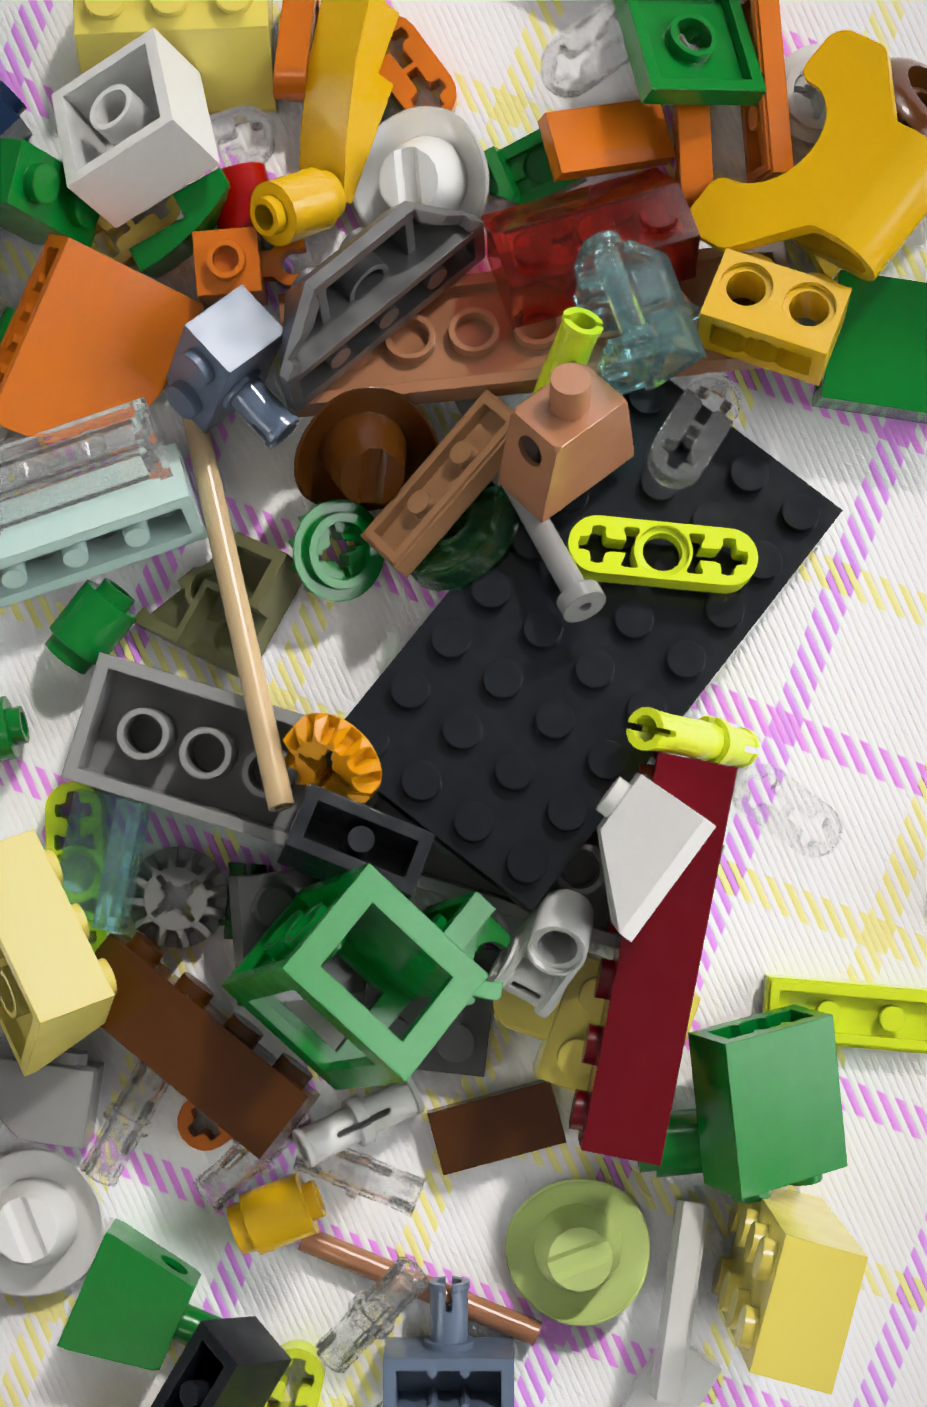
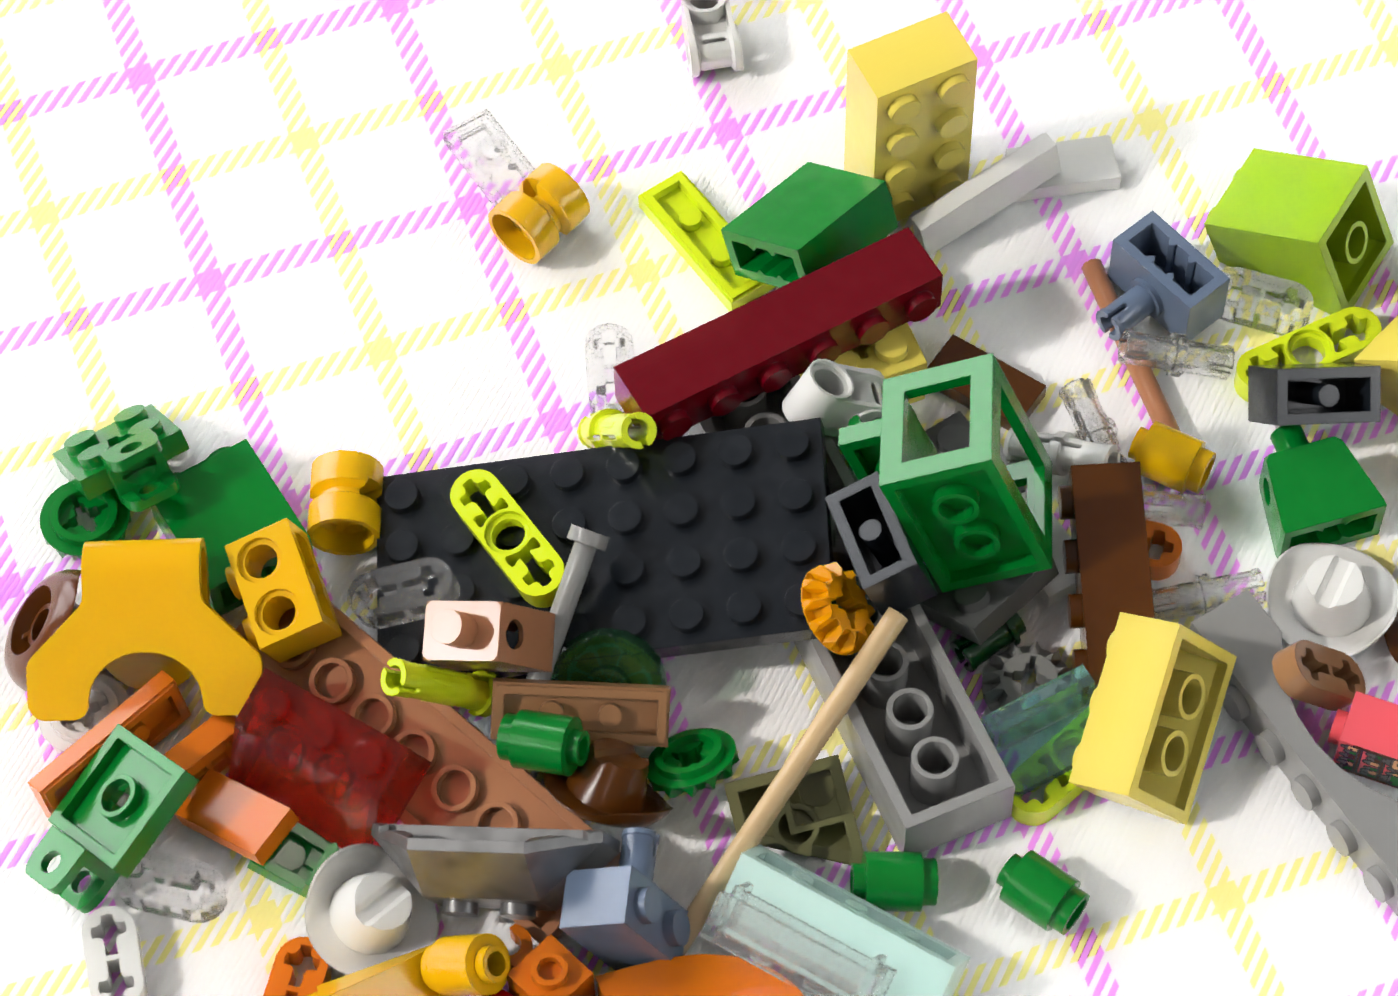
camera: 130 degrees left, 30 degrees down
(429, 414) = (543, 742): none -> green brick
(578, 1251) = (1016, 277): yellowish green hat -> none
(639, 296) = (355, 652): clear light blue piece -> none
(644, 848) = (721, 350): white slope -> none
(840, 463) = (344, 502): none -> yellow wheel

